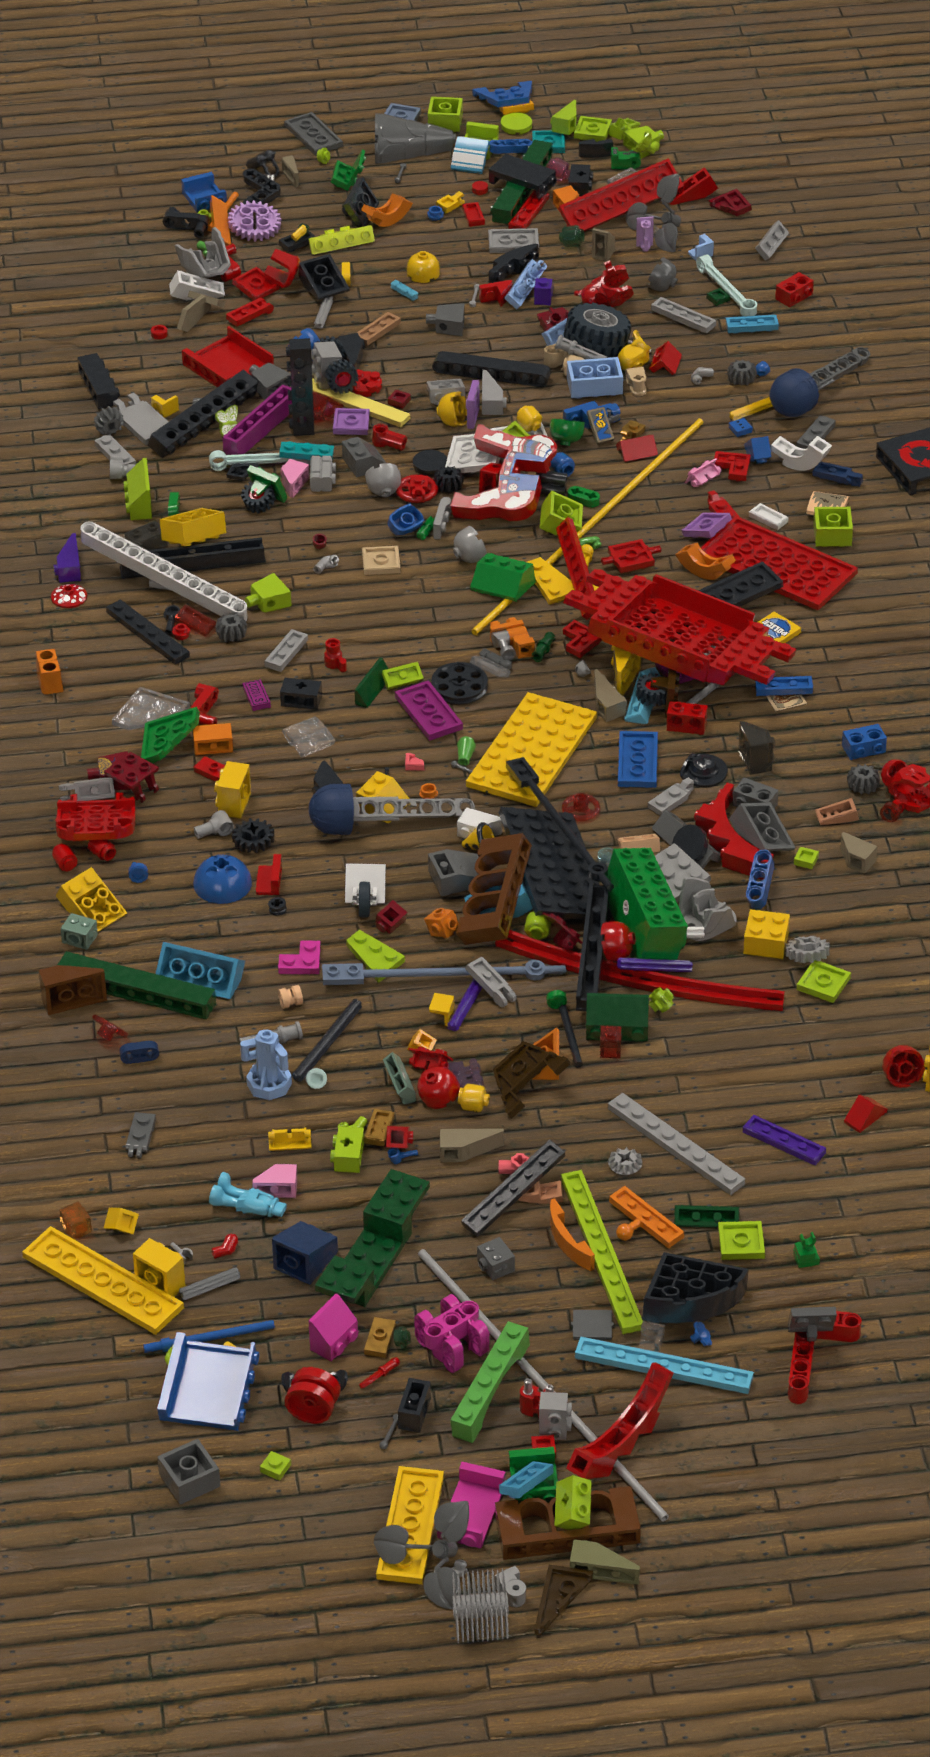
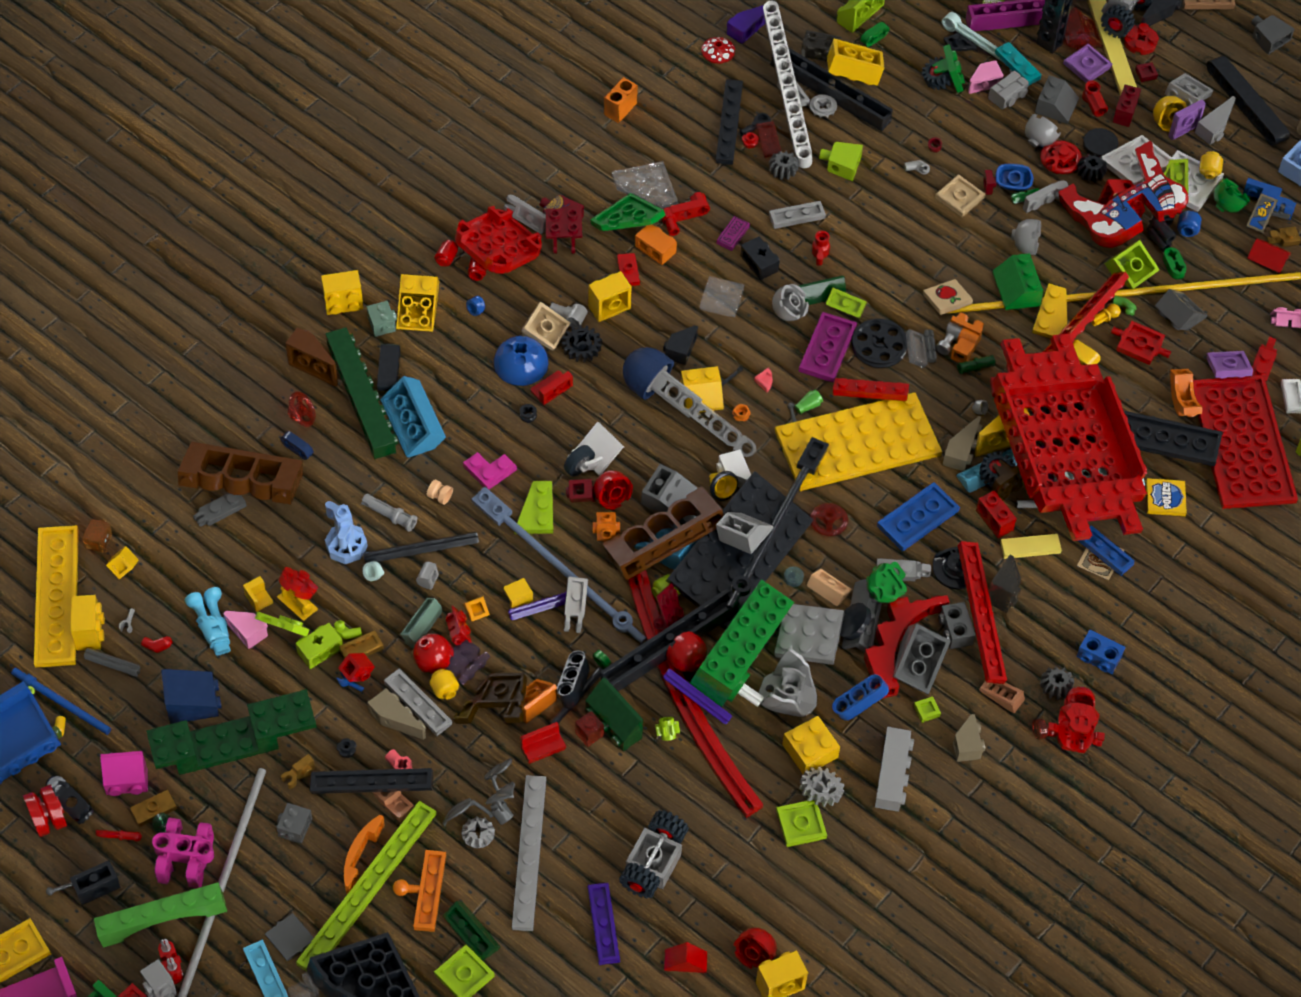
camera: 45 degrees right, 15 degrees up
(28, 933) = (342, 292): none -> yellow brick
(84, 1112) = (280, 490): none -> reddish brown fence
(131, 953) = (388, 366): none -> black beam
(208, 843) = (545, 326): none -> tan slope
(209, 572) = (823, 100): none -> light grey gear
(252, 1161) = (257, 594): none -> yellow panel
(278, 1122) = (298, 582): none -> red plate
(310, 1151) = (283, 622): none -> lime wing
(359, 1049) = (427, 575): none -> light grey brick
(365, 702) = (790, 303): none -> light grey cylinder
(390, 536) = (989, 182): none -> dark red plate
(412, 897) = (612, 489): none -> red cylinder
(417, 426) = (1126, 105): none -> dark red brick
(452, 1225) = (300, 769): none -> pearl gold plate
(460, 1191) = (349, 752): none -> black plate
(465, 622) = (947, 297): none -> tan tile
(468, 1121) = (418, 702): none -> light grey plate
(497, 711) = (870, 389): none -> red plate
(552, 841) = (742, 531): none -> light grey slope
(552, 1017) = (573, 679): none -> black beam
(590, 1078) = (542, 743): none -> red panel
(622, 1132) = (499, 807): none -> dark grey plant
(629, 518) = (1180, 310): none -> dark grey slope
(682, 802) = (885, 583): none -> green piece
(731, 720) = (1031, 546): none -> light yellow tile
(759, 772) = (982, 612): none -> red plate
(764, 1068) = (654, 855): none -> brick
(835, 905) = (893, 769): none -> light grey brick

